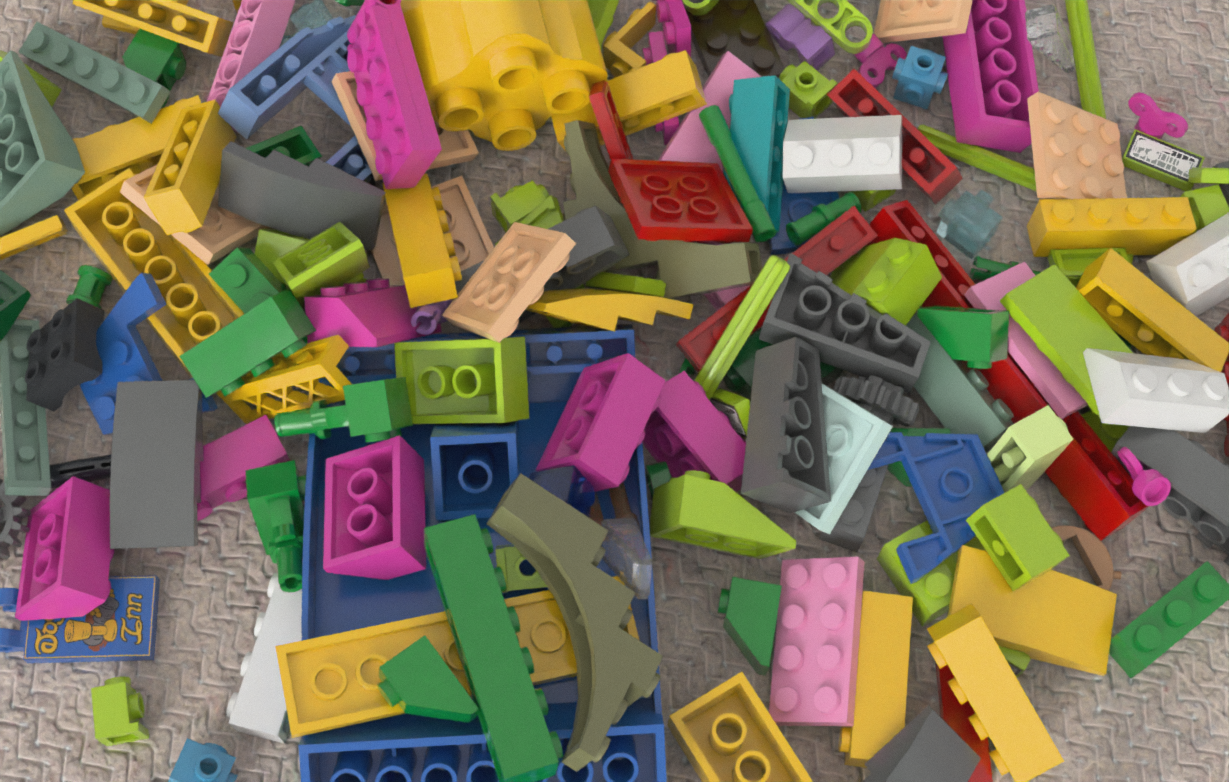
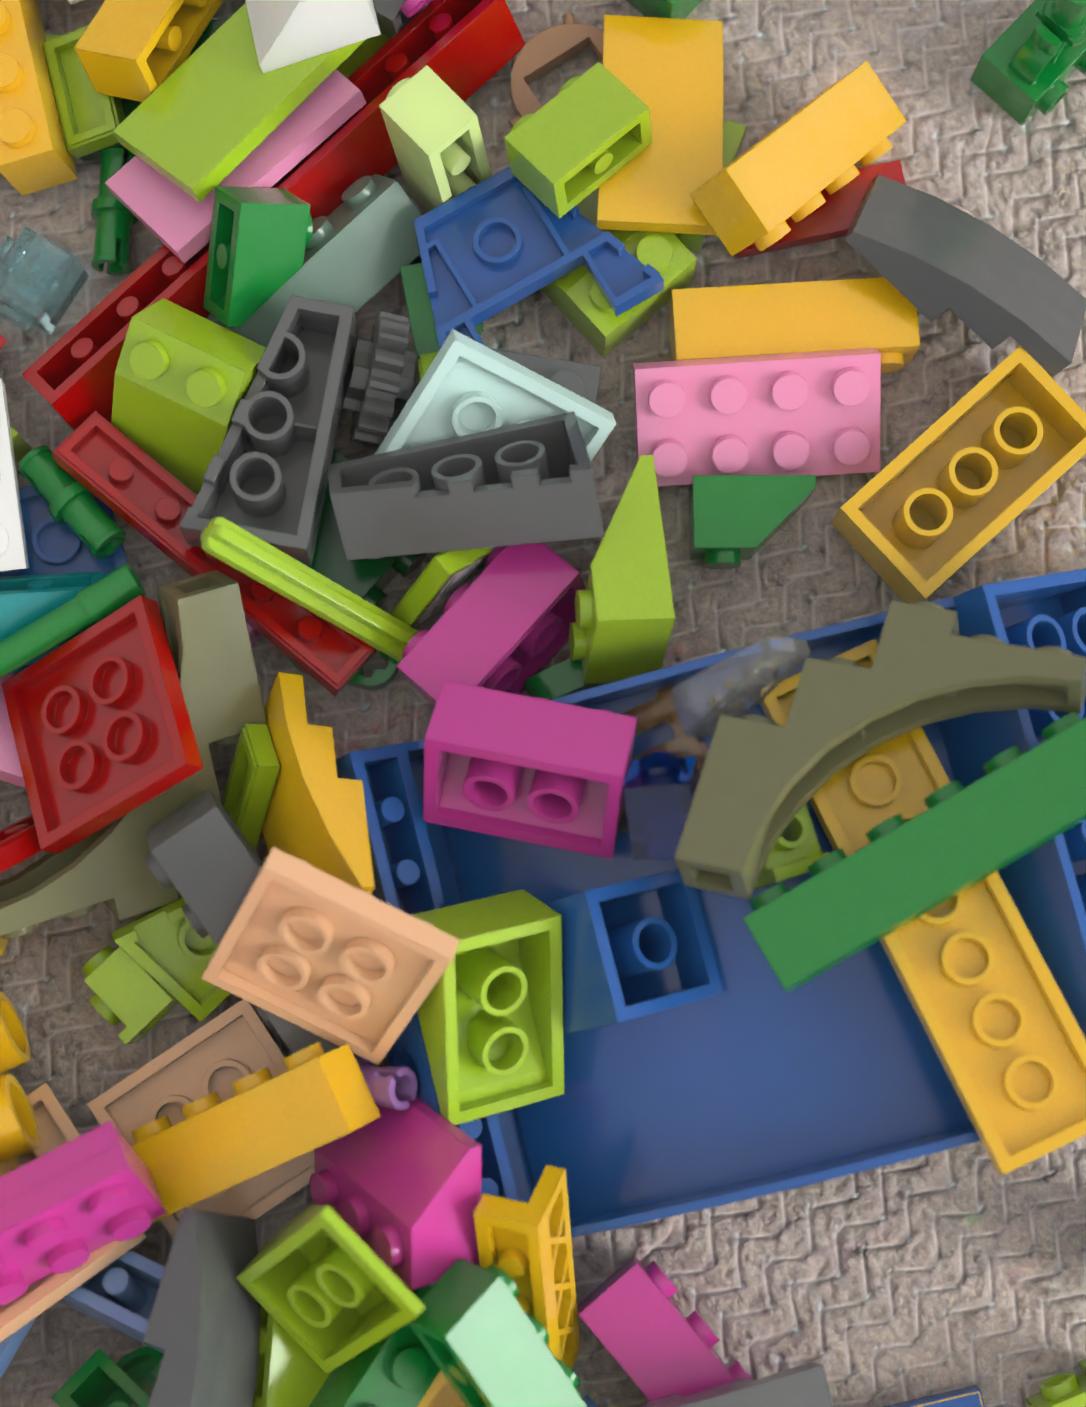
camera: 100 degrees left, 15 degrees up
(261, 704) = (946, 1192): white brick -> none
(278, 506) = (739, 1245): green brick -> none
(371, 410) = (584, 1131): green brick -> none
(375, 511) = (739, 1086): dark pink slope -> none
(425, 685) = (1015, 936): green slope -> none

